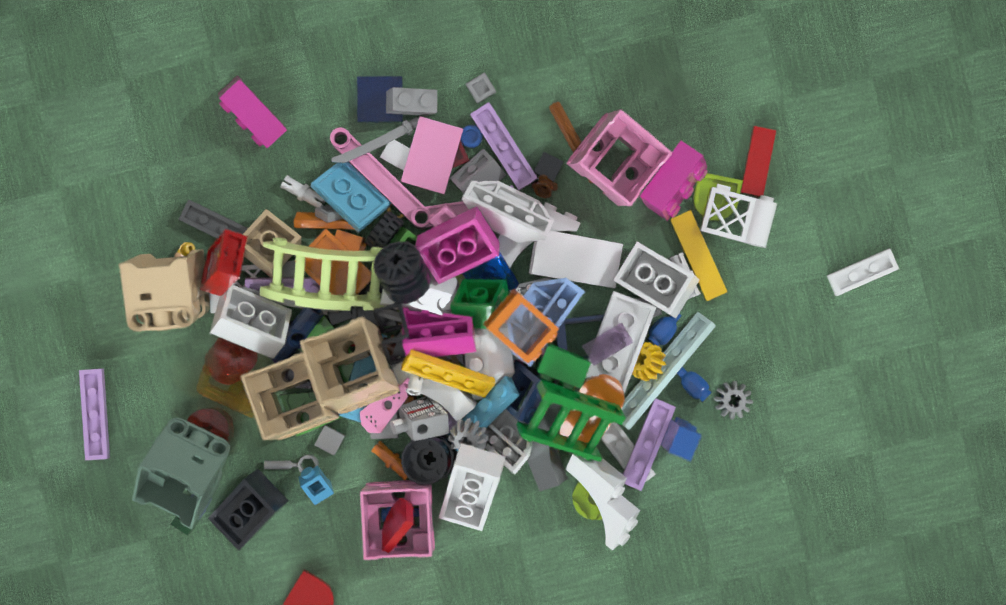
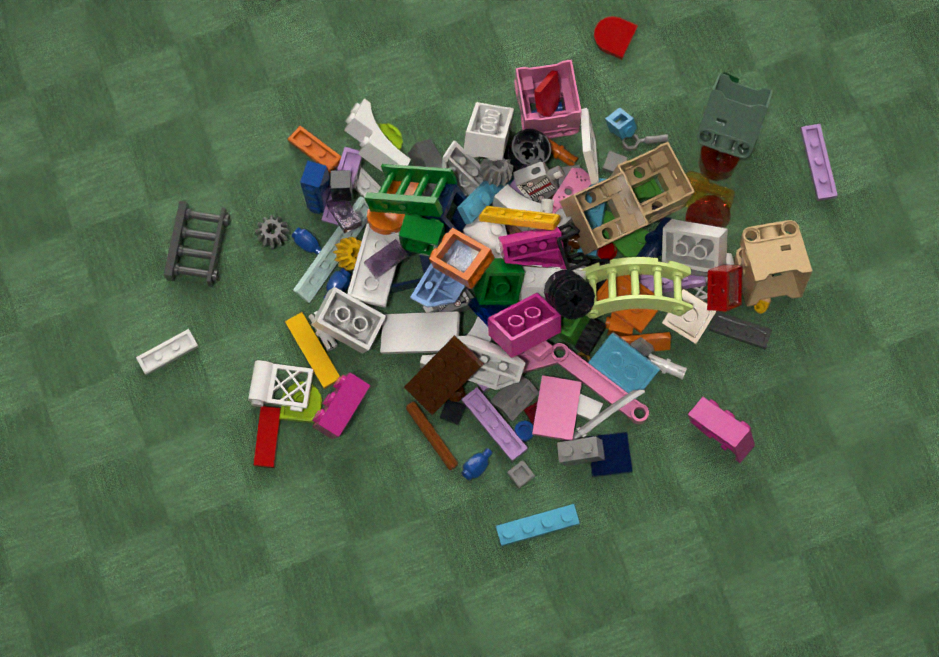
camera: 175 degrees right, 15 degrees down
(248, 509) = (675, 100): black slope -> none
(356, 454) = (589, 146): none -> white tile
(469, 29) = (537, 525): none -> medium azure plate
(528, 103) = (476, 464): none -> blue plant
(555, 201) = (443, 375): none -> reddish brown plate
(645, 160) = (388, 395): bright pink piece -> none
(649, 407) = (344, 215): none -> clear purple plate
(650, 439) = (341, 185): none -> brick
(674, 495) = (314, 148): none -> orange tile
(843, 389) = (181, 232): none -> dark grey fence

